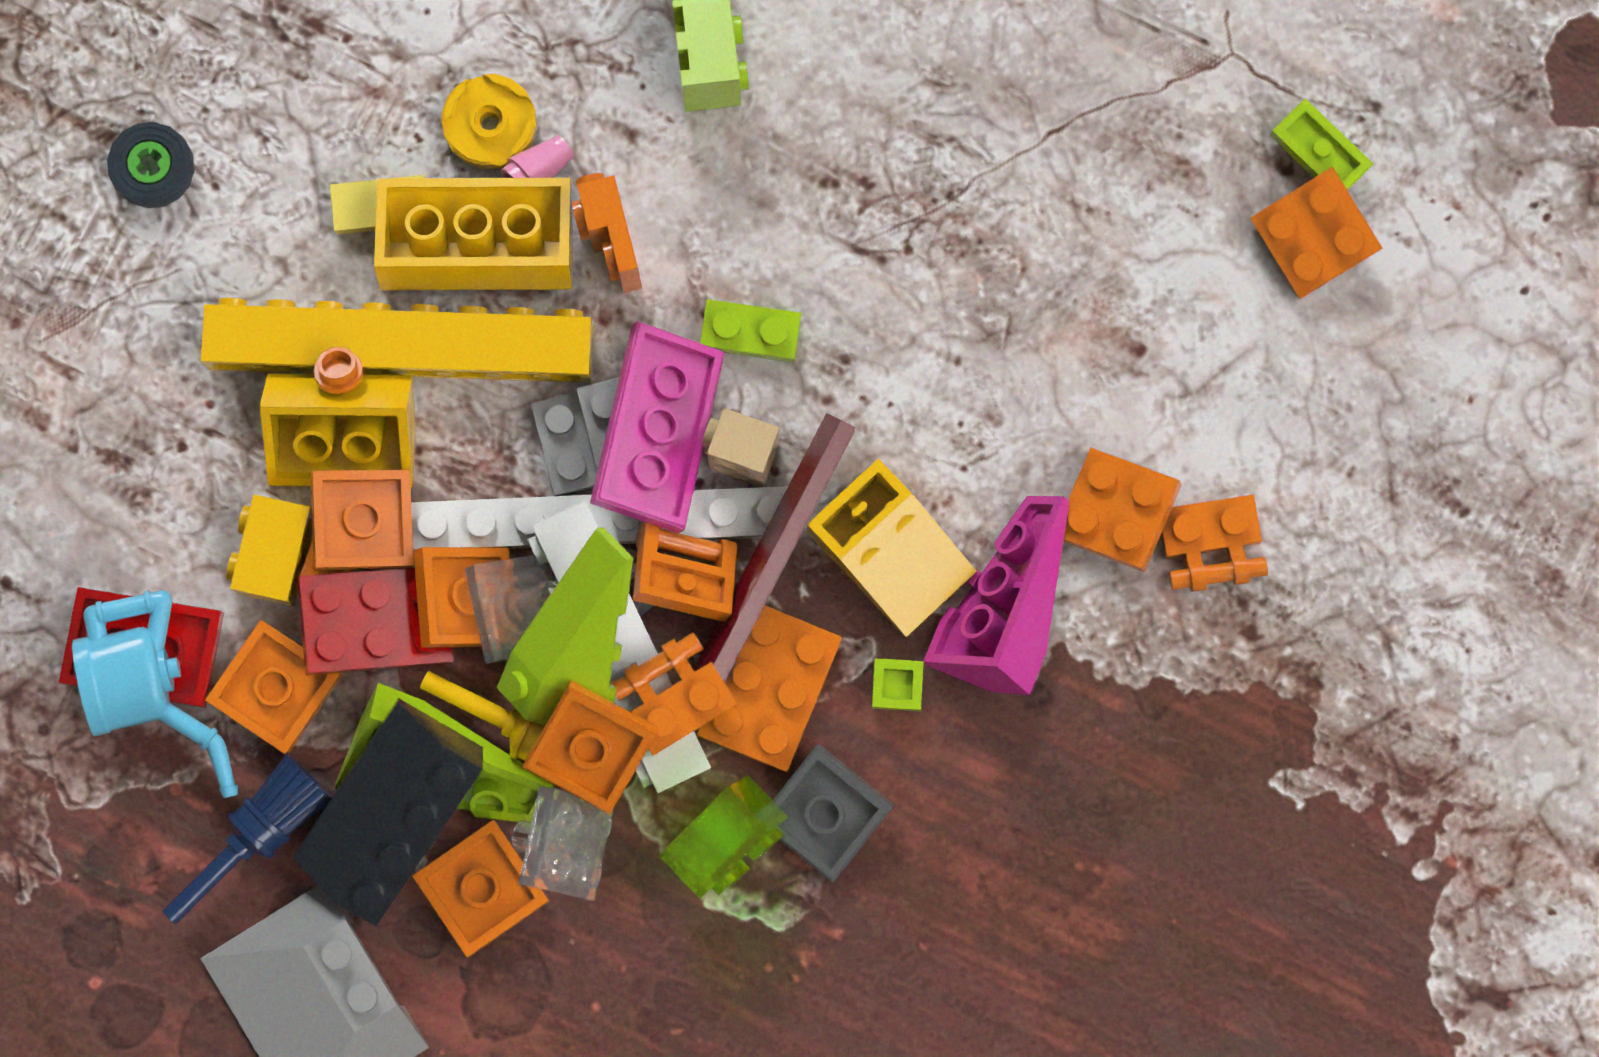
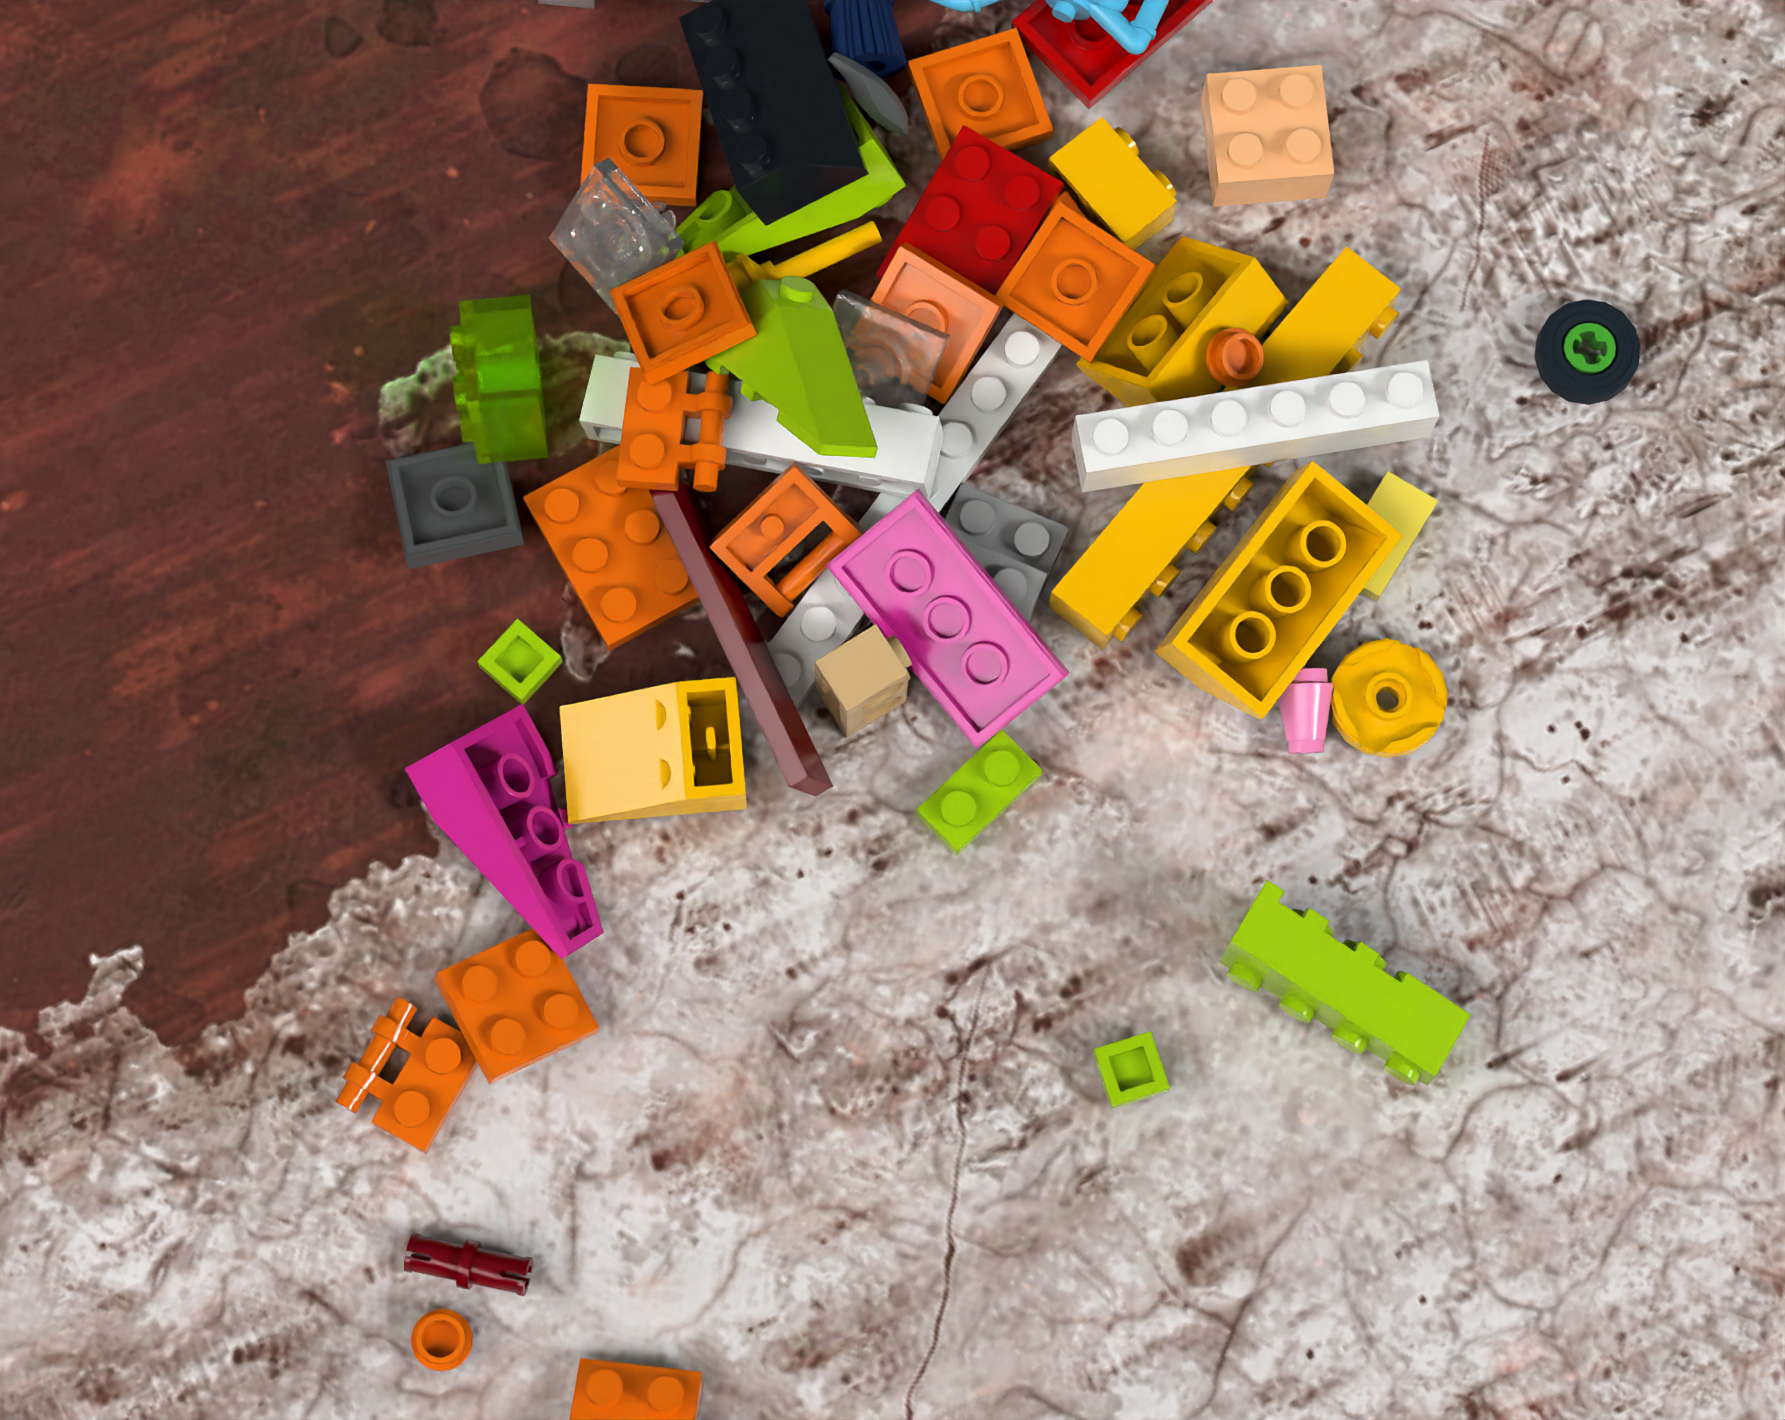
camera: 125 degrees right, 5 degrees down
(156, 475) = (1267, 135): none -> light nougat brick
(329, 754) = (873, 94): none -> dark grey bar
(379, 319) = (1254, 426): none -> white brick
(603, 221) = (1194, 727): orange plate -> none
(855, 102) = (1131, 1070): none -> lime plate
(1299, 411) = (468, 1264): none -> dark red pin
(1356, 392) = (442, 1340): none -> orange plate

